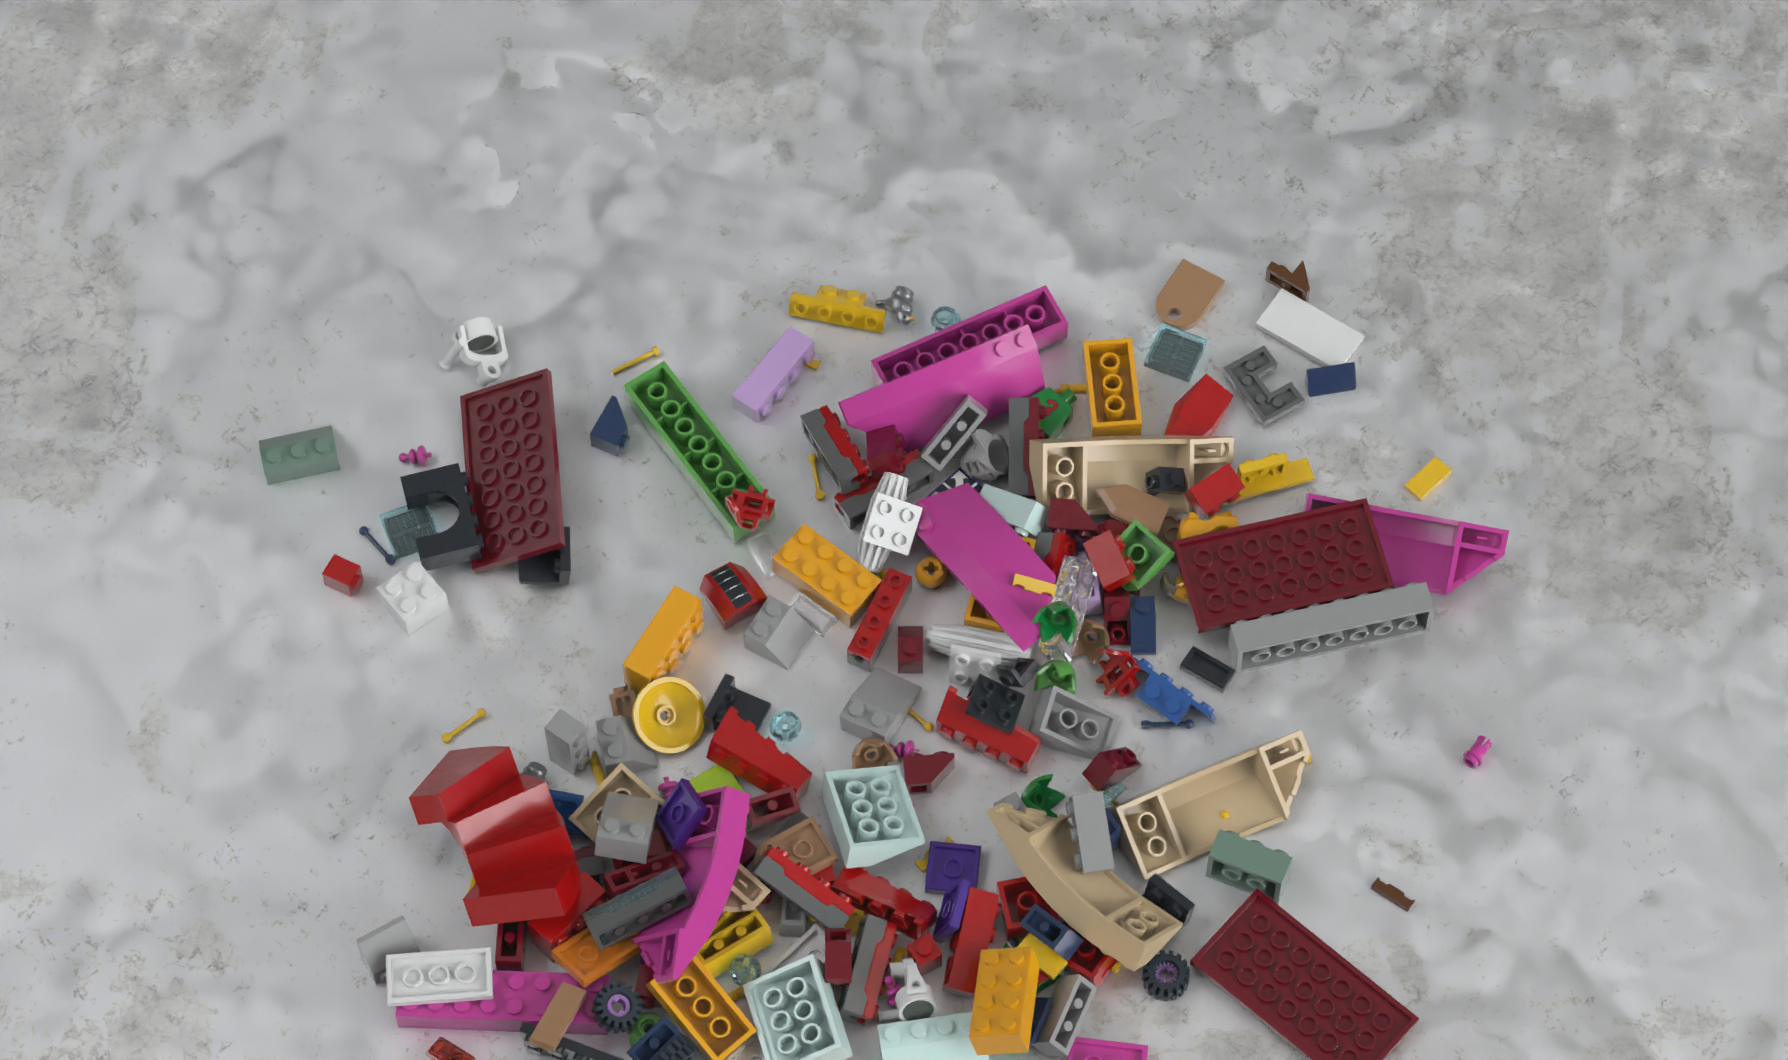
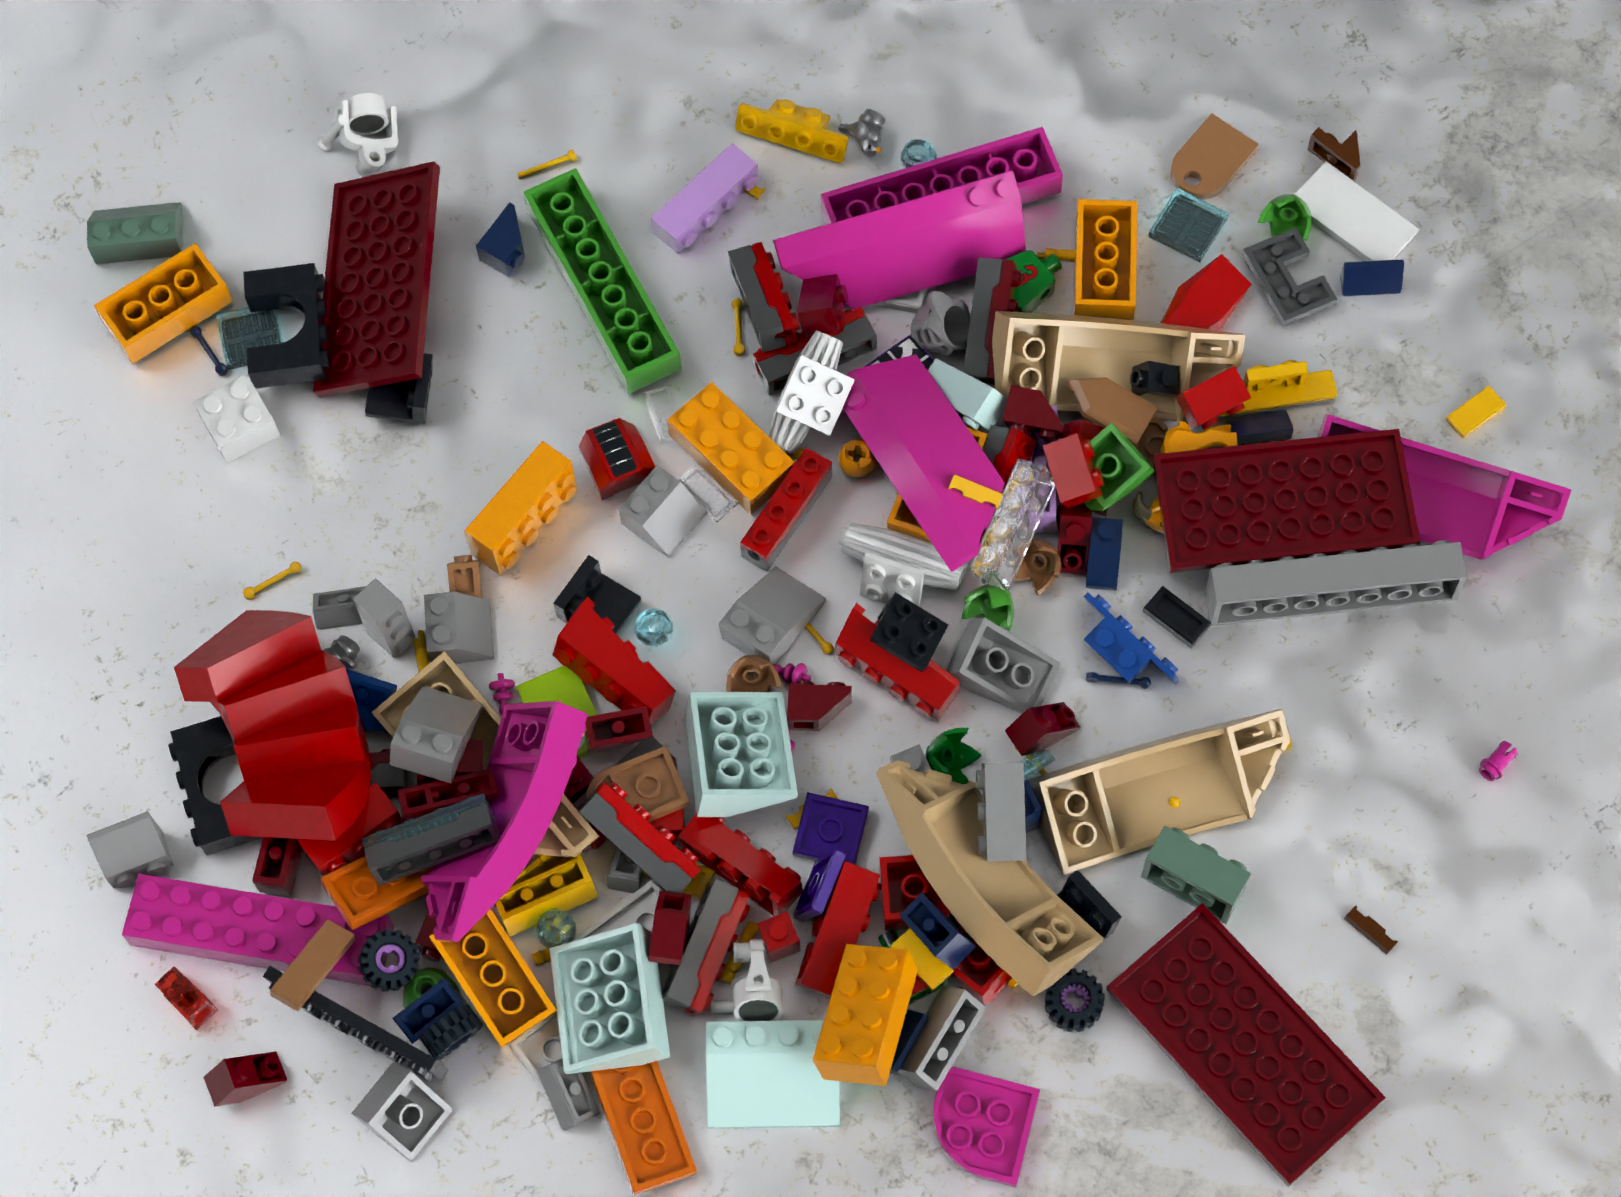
camera: 10 degrees right, 5 degrees up
(335, 510) = (163, 303): none -> light orange brick
(342, 575) = (160, 382): red brick -> none
(413, 456) = (272, 249): dark pink hair -> none
(427, 867) = (196, 751): none -> black arch
(439, 976) = (180, 893): white tile -> none
(526, 739) = (336, 608): none -> light grey slope
(681, 814) = (503, 726): dark purple tile -> none
(683, 713) = (534, 594): yellow dish -> none
(749, 511) = (647, 360): red piece -> none
(891, 990) = (732, 977): dark pink hair -> none
(910, 649) = (818, 550): dark red slope -> none
(954, 432) = (907, 292): light grey brick -> none
(1017, 674) = (943, 597): black bracket -> none
(1056, 619) = (996, 537): green piece -> none
(1123, 677) = (1072, 615): red piece -> none
(1254, 335) = (1286, 214): none -> bright green piece
(1256, 510) = (1261, 427): none -> dark blue slope

